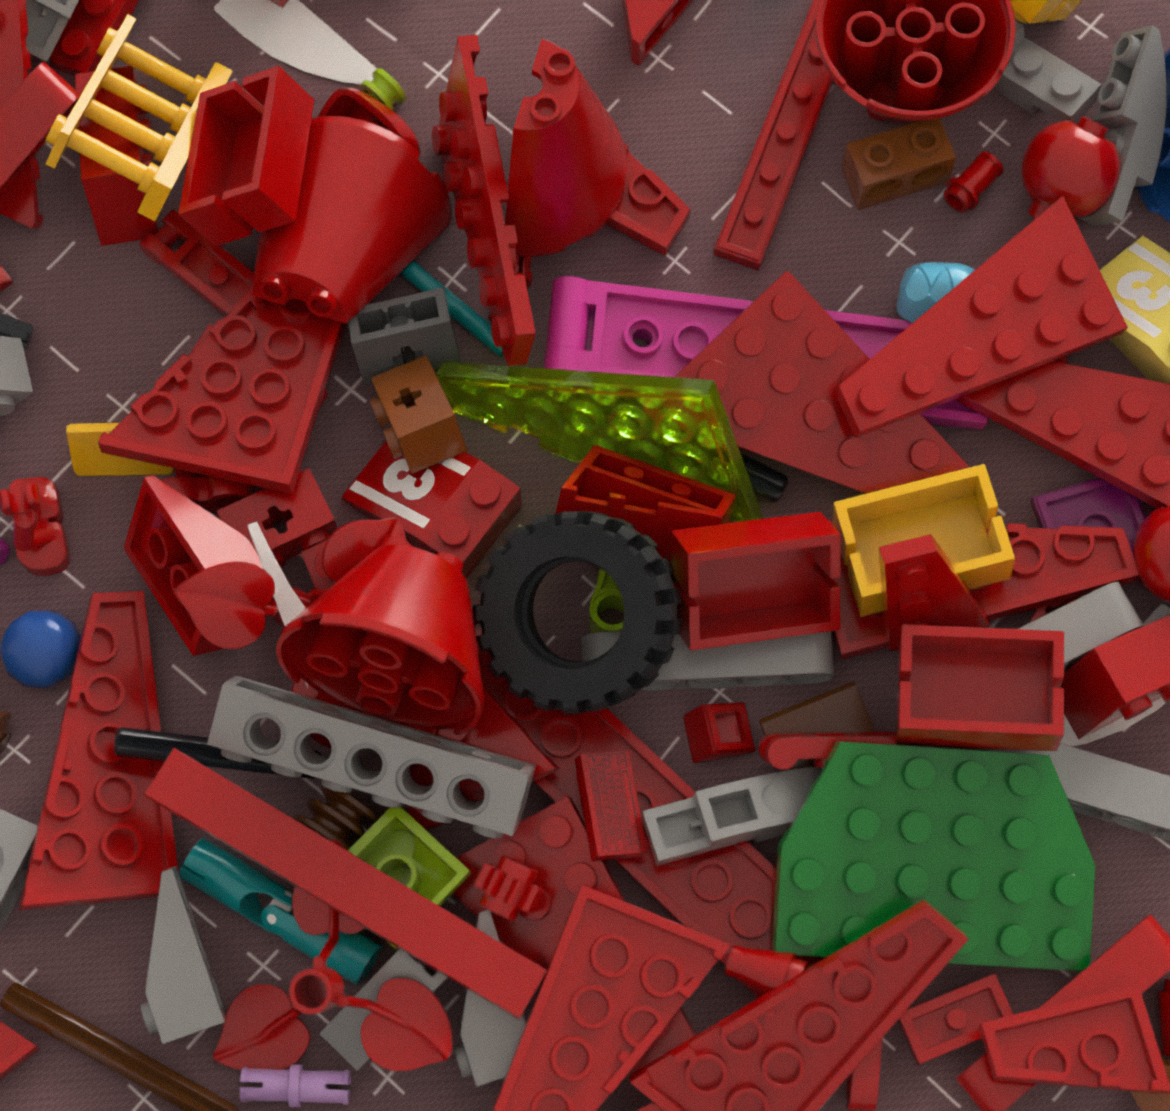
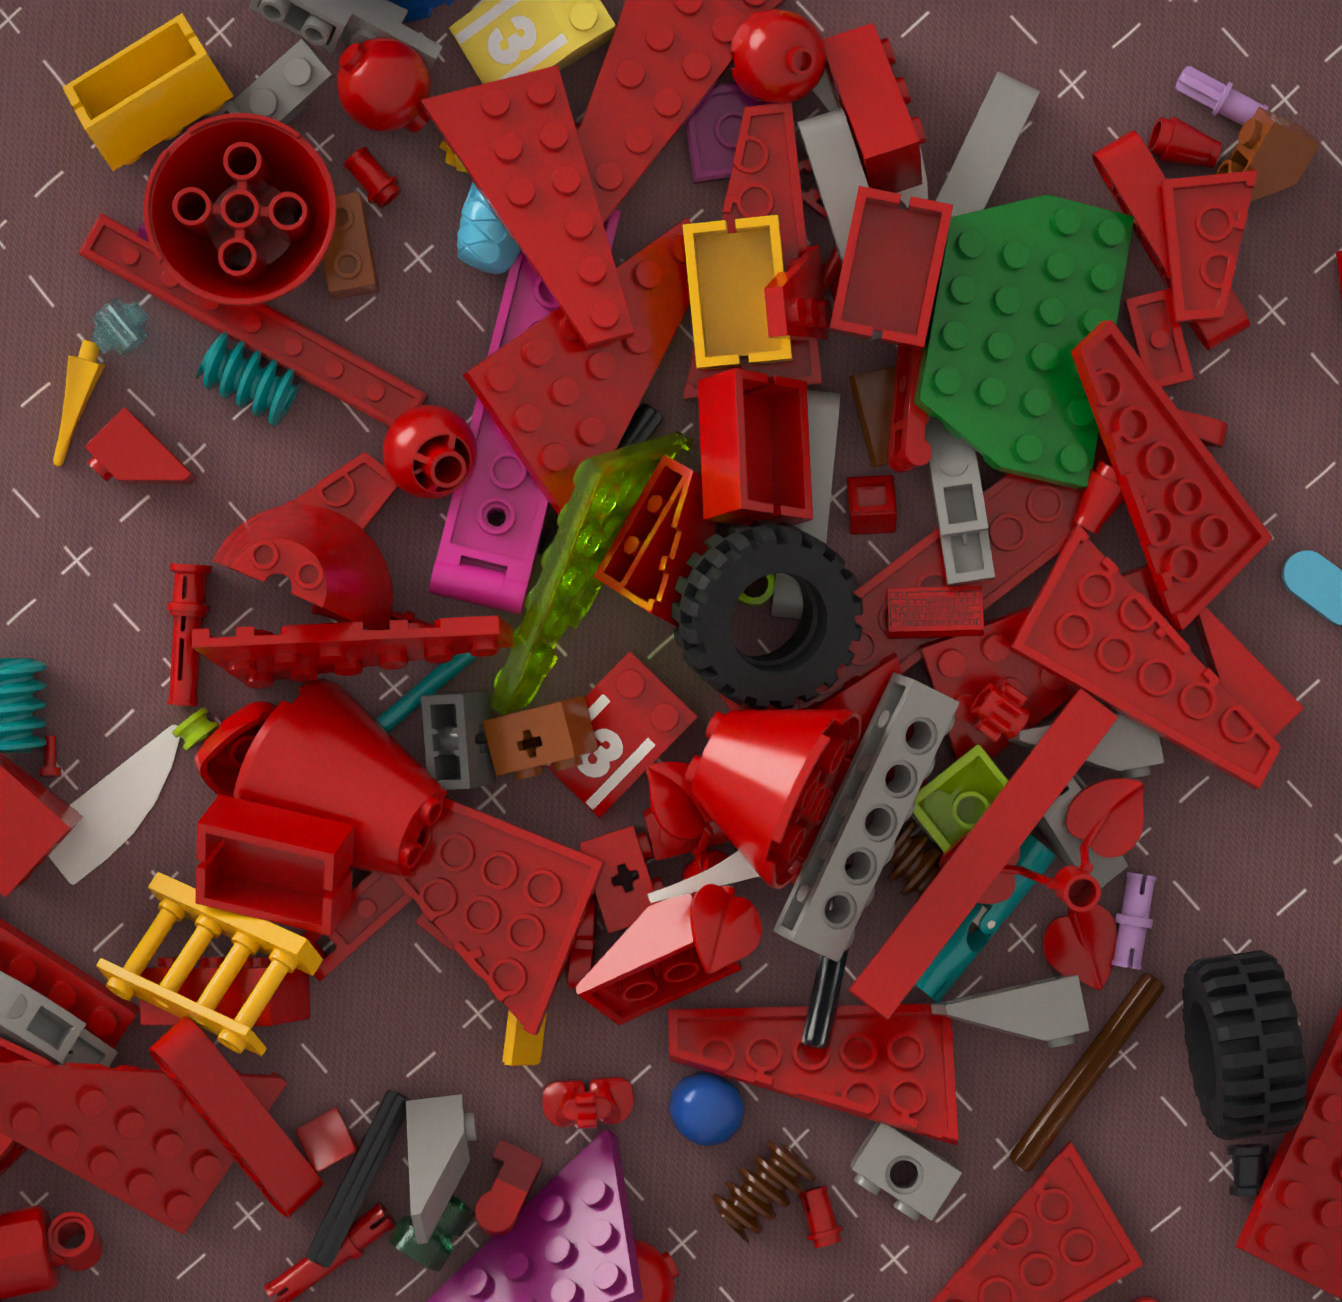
camera: 85 degrees left, 15 degrees up
(500, 70) = (188, 609): none -> red pin
(699, 261) = (429, 452): none -> red brick
(743, 92) = (248, 380): none -> teal piece

